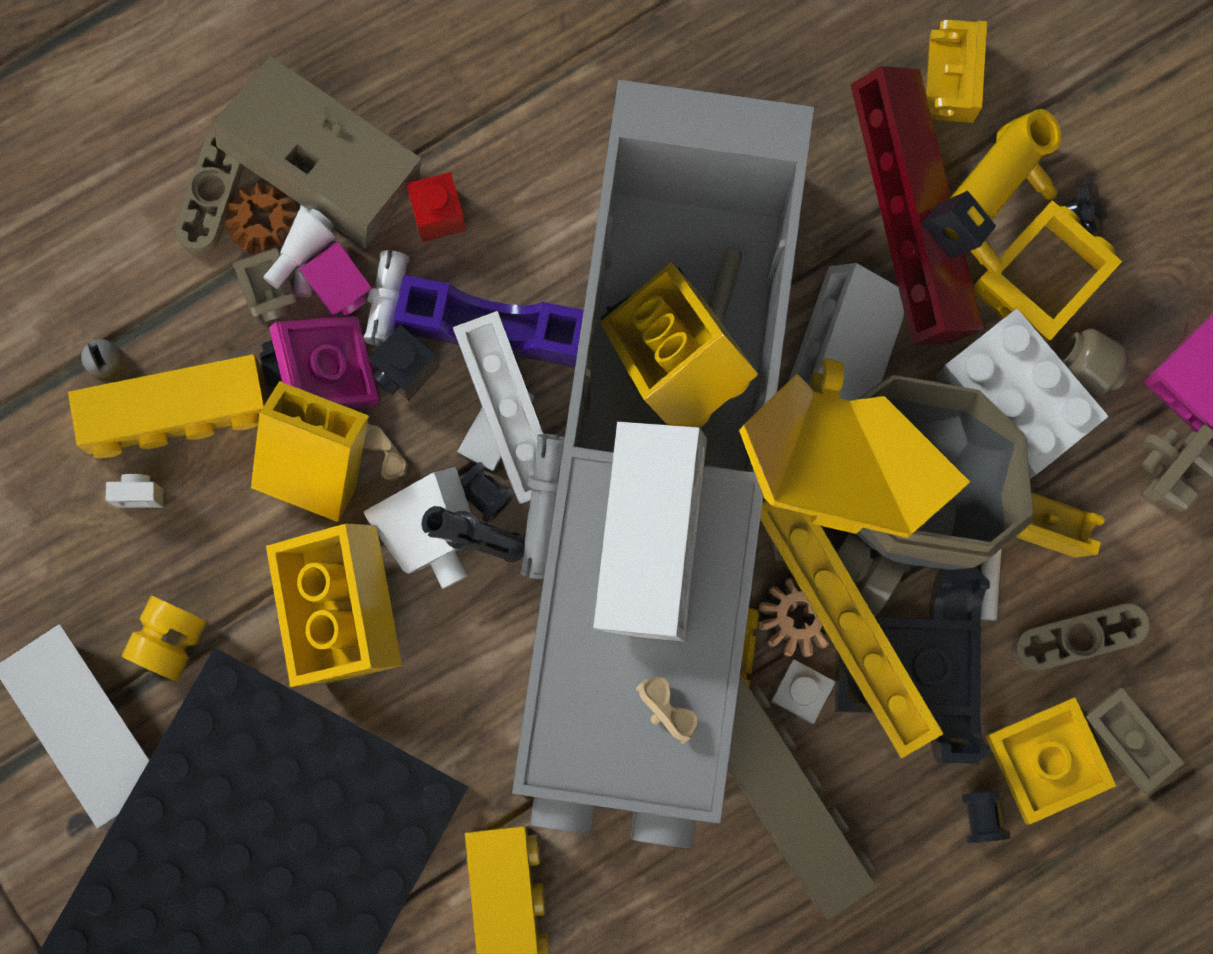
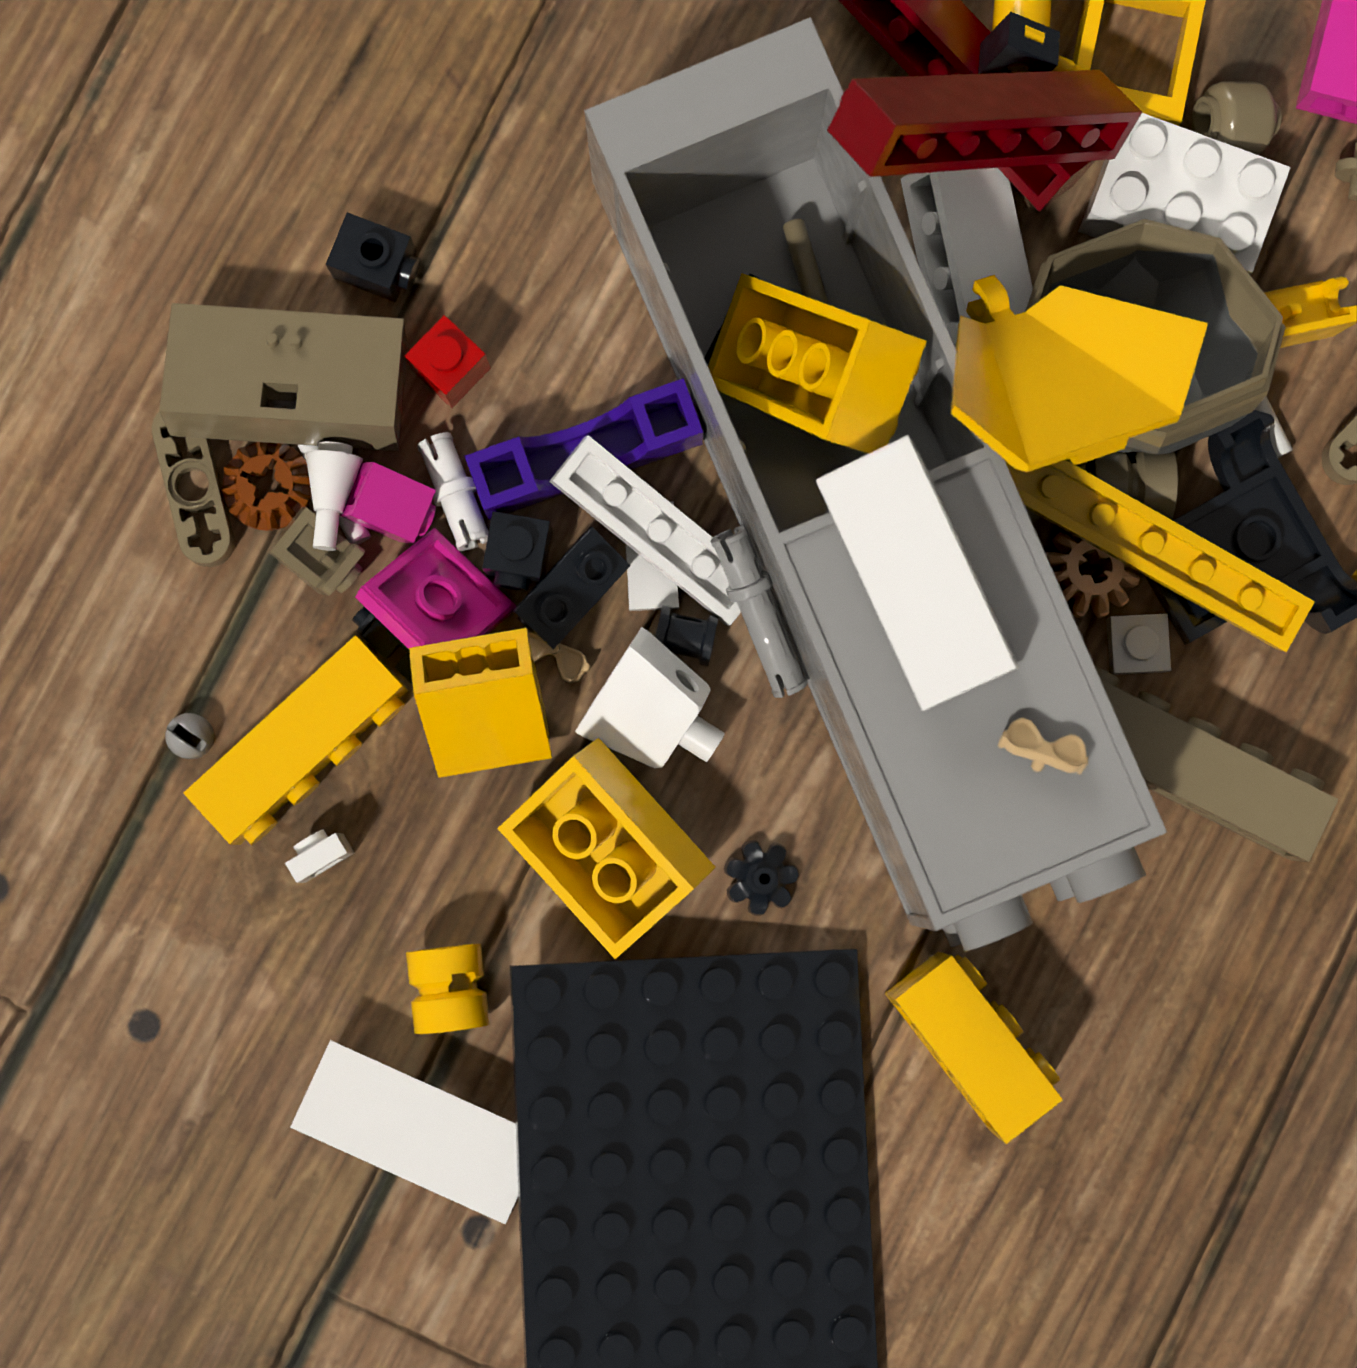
camera: 30 degrees left, 5 degrees up
(424, 411) = (571, 588): none -> black hinge
(429, 107) = (373, 258): none -> black brick
(445, 693) = (748, 873): none -> black plant
(465, 532) = (702, 688): black pin -> none
(895, 249) = (981, 121): none -> dark red brick

